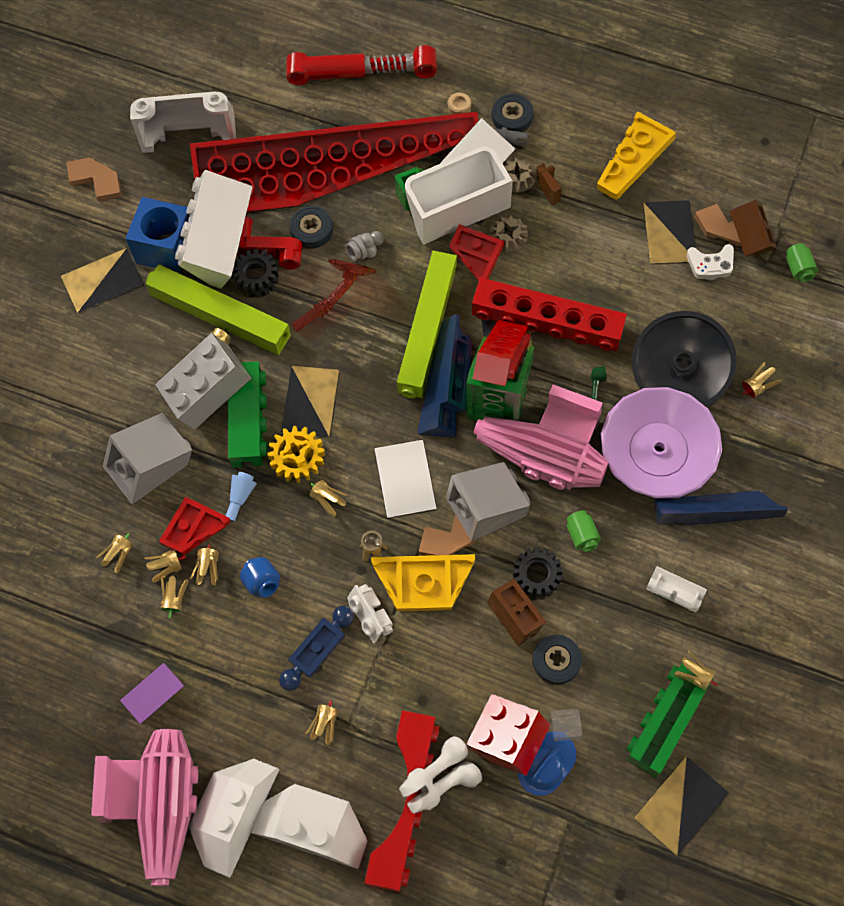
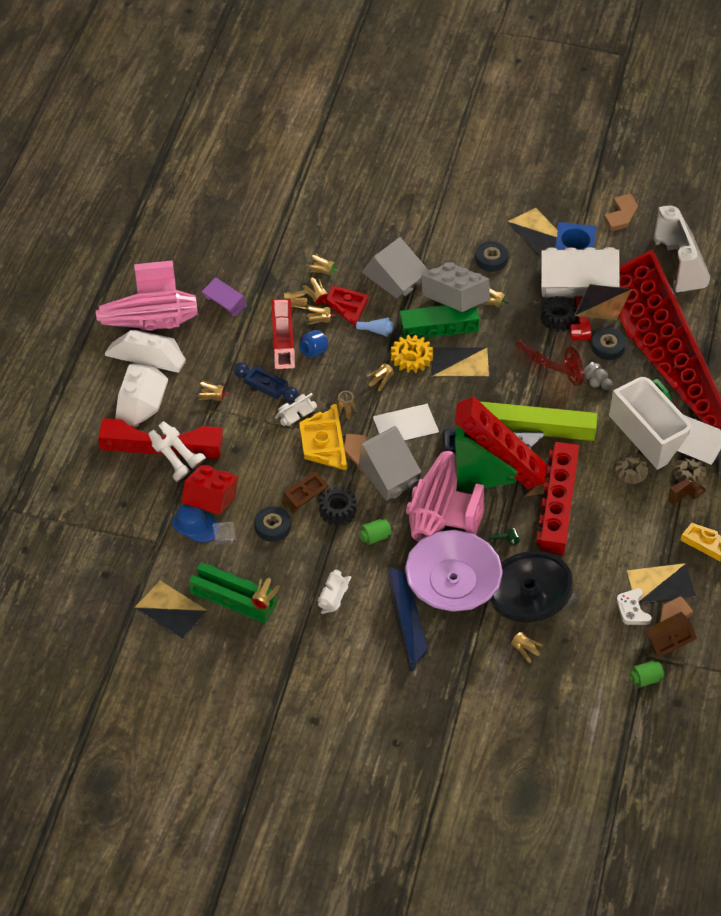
camera: 80 degrees right, 15 degrees down
(147, 329) = (491, 249): none -> black bush
(218, 309) = (520, 298): lime brick -> none
(262, 615) = (282, 333): none -> red arch
(264, 213) = (602, 302): none -> sticker
(476, 250) = (607, 448): red wing -> none

